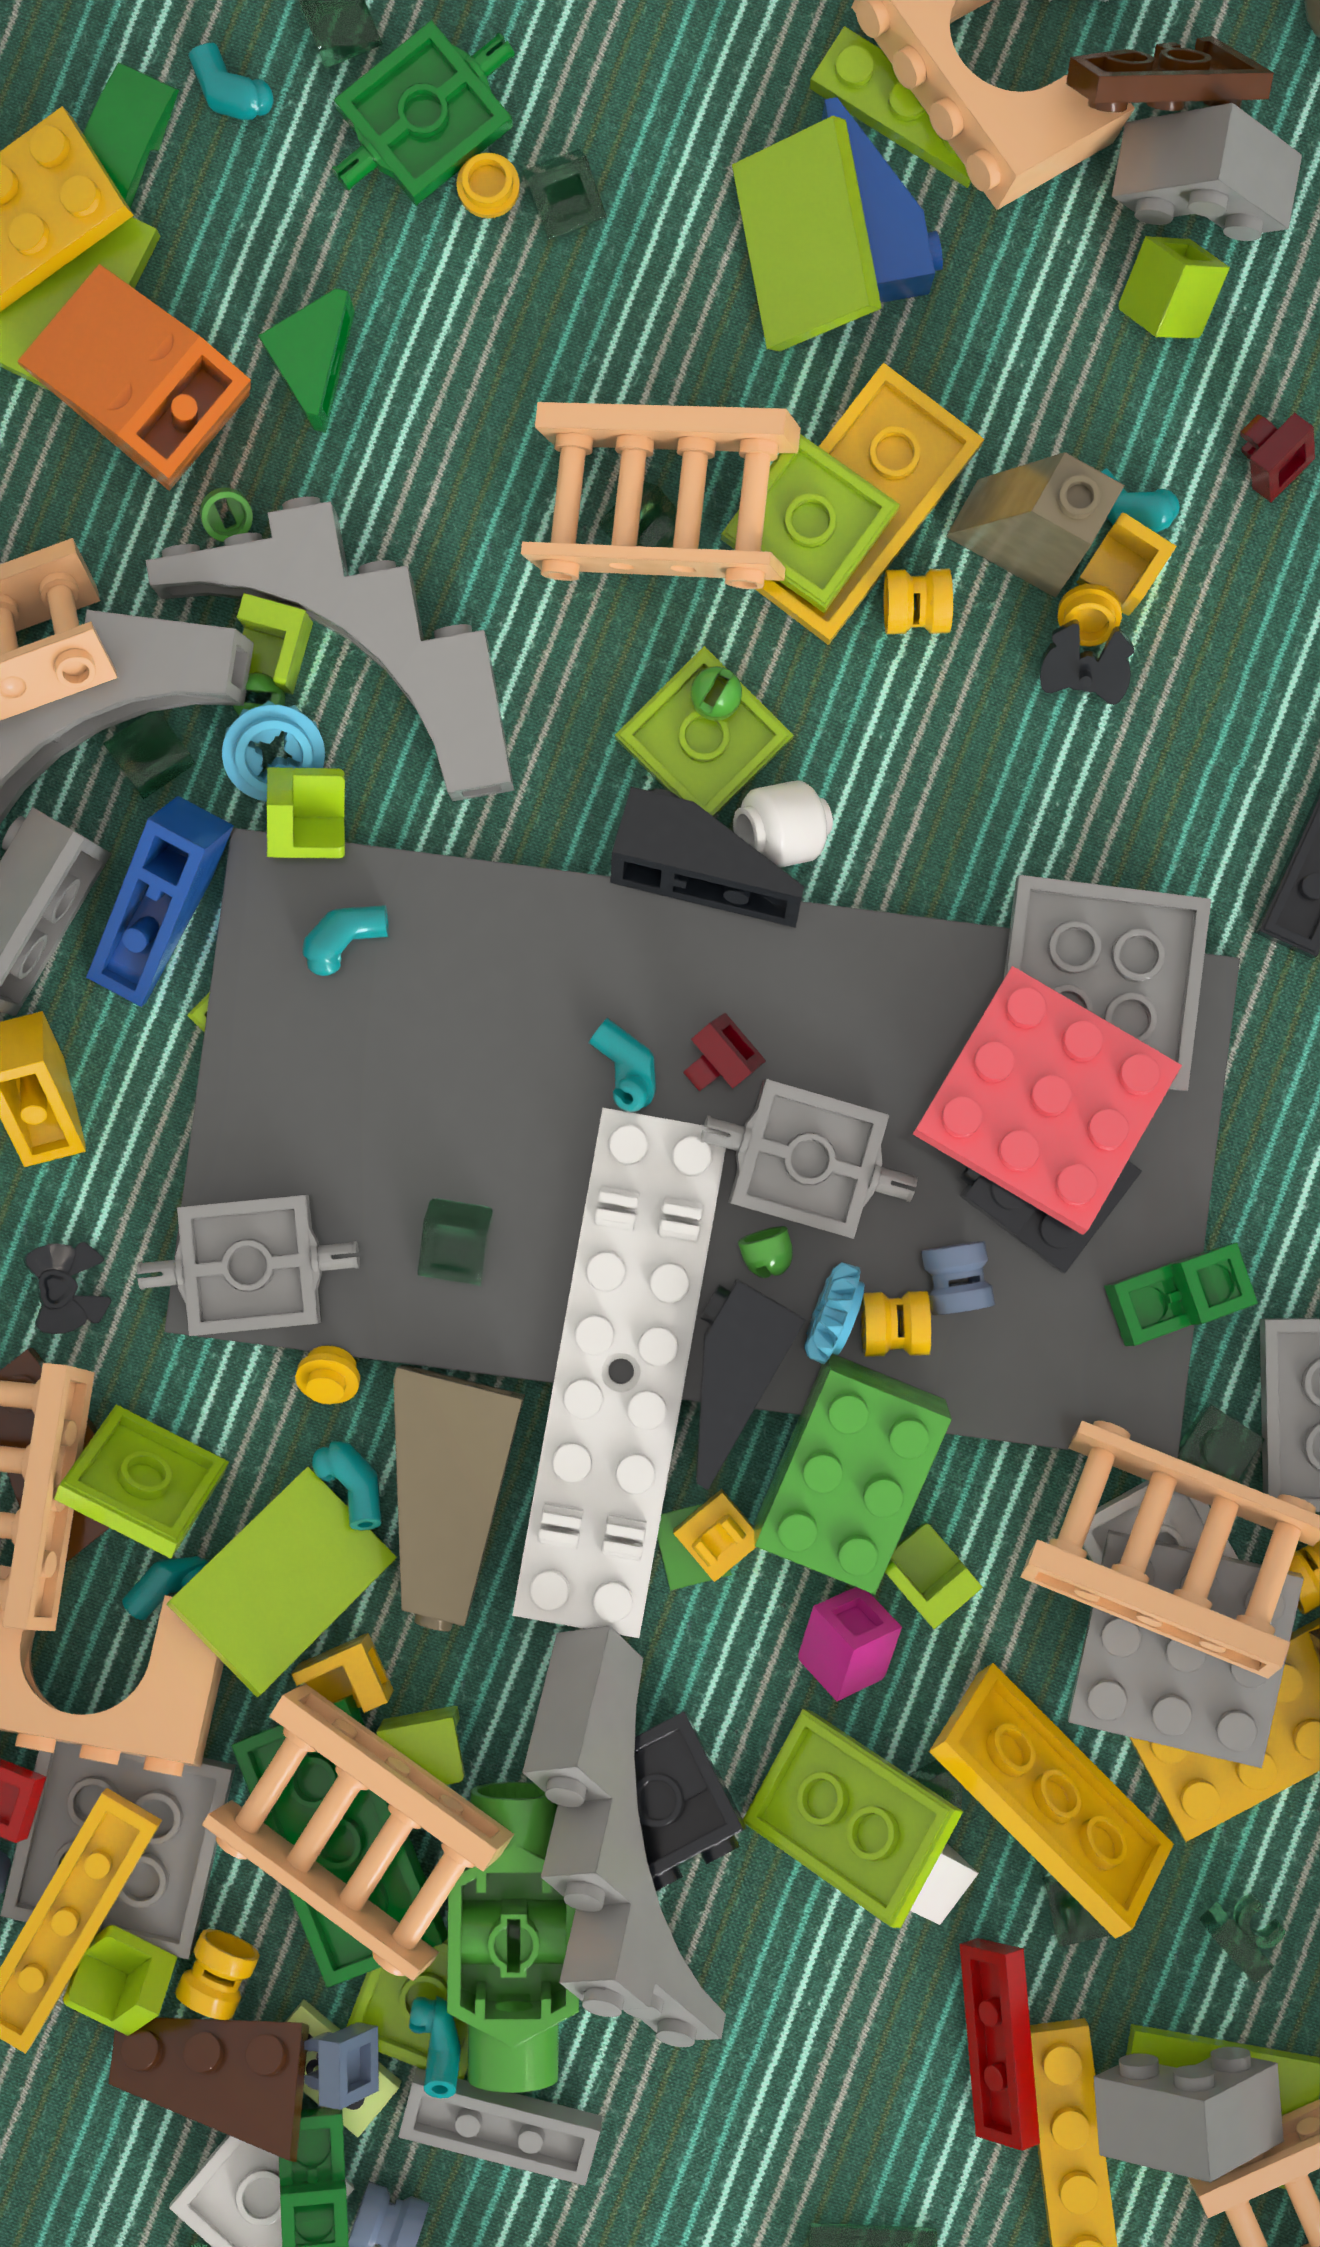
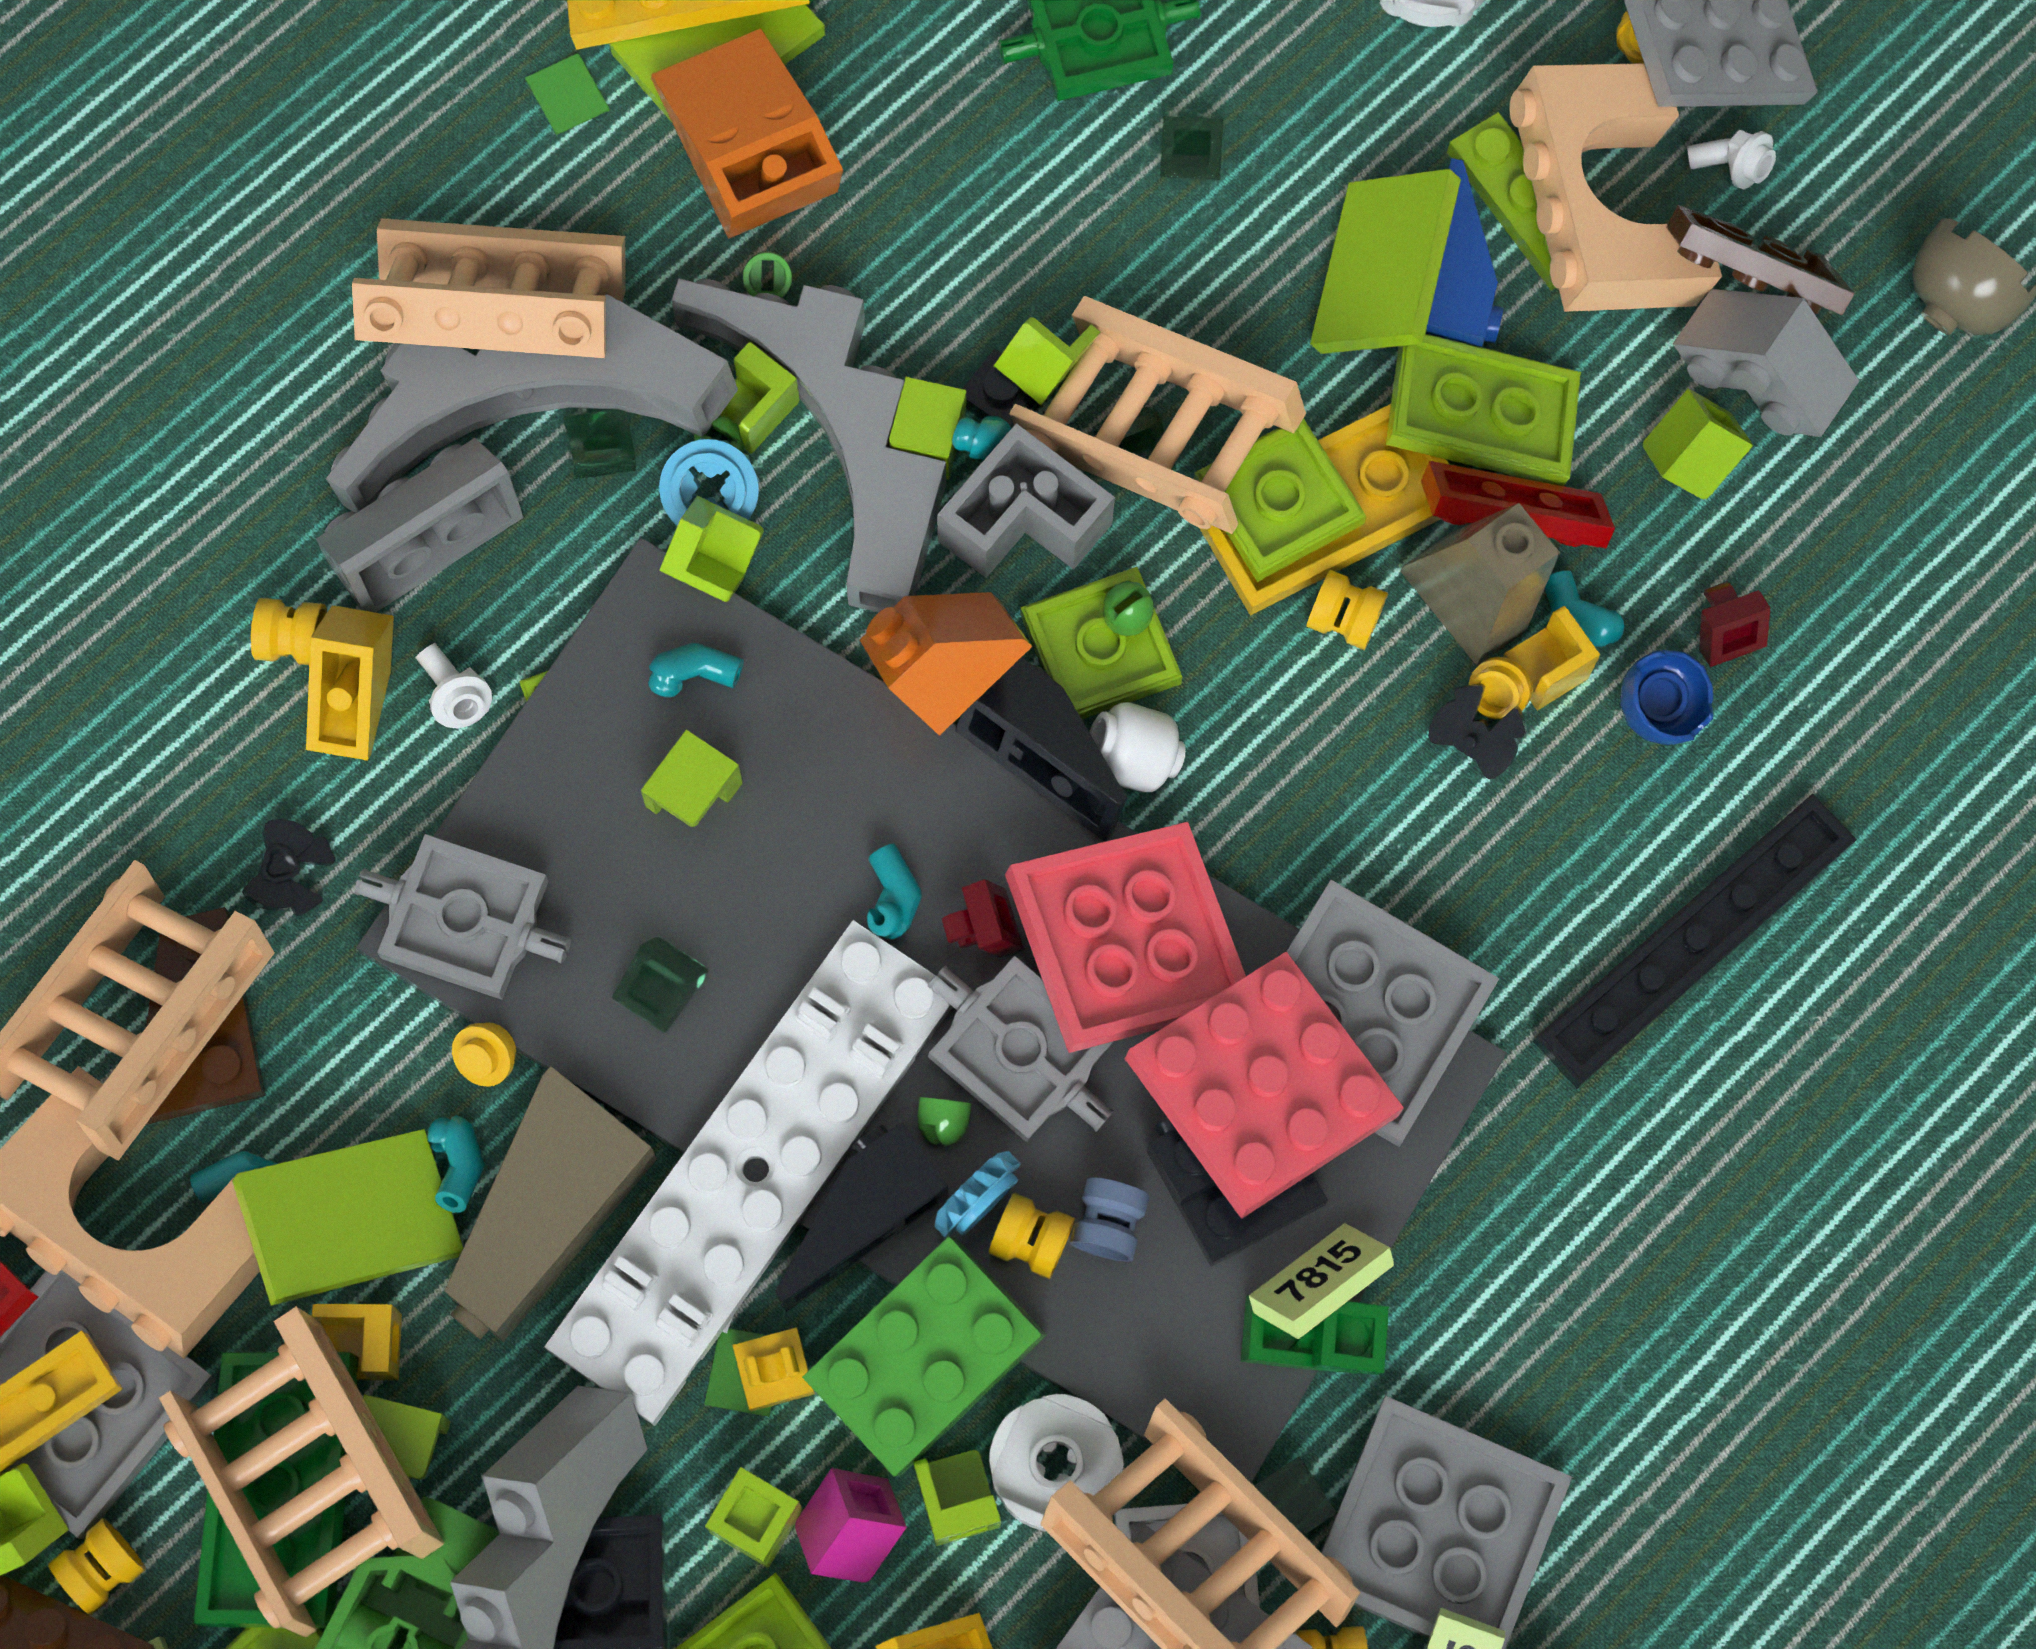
camera: 20 degrees right, 15 degrees down
(134, 1050) = (454, 690): none -> white plate
(142, 1481) = (268, 1064): lime tile -> none
(158, 897) = (545, 567): blue slope -> none
(311, 351) = (908, 177): green slope -> none
(396, 1049) = (691, 780): none -> lime panel
(447, 594) = (928, 420): none -> lime panel
(488, 185) = (1127, 110): yellow plate -> none
(498, 528) = (994, 393): none -> black plate
(511, 592) = (979, 438): none -> teal arm
(527, 485) = (1040, 360): none -> lime panel
(571, 820) = (943, 651): none -> orange slope
(574, 621) = (1020, 492): none -> light grey brick
(766, 1680) = (754, 1517): none -> lime panel
(859, 1013) = (1124, 934): none -> coral plate
(962, 343) = (1484, 409): none -> lime tile
(975, 1479) = (1038, 1428): none -> white plate
(1034, 428) = (1561, 512): none -> red plate
(1171, 1250) = (1321, 1280): none -> yellowish green tile
(1248, 555) = (1667, 697): none -> blue hair

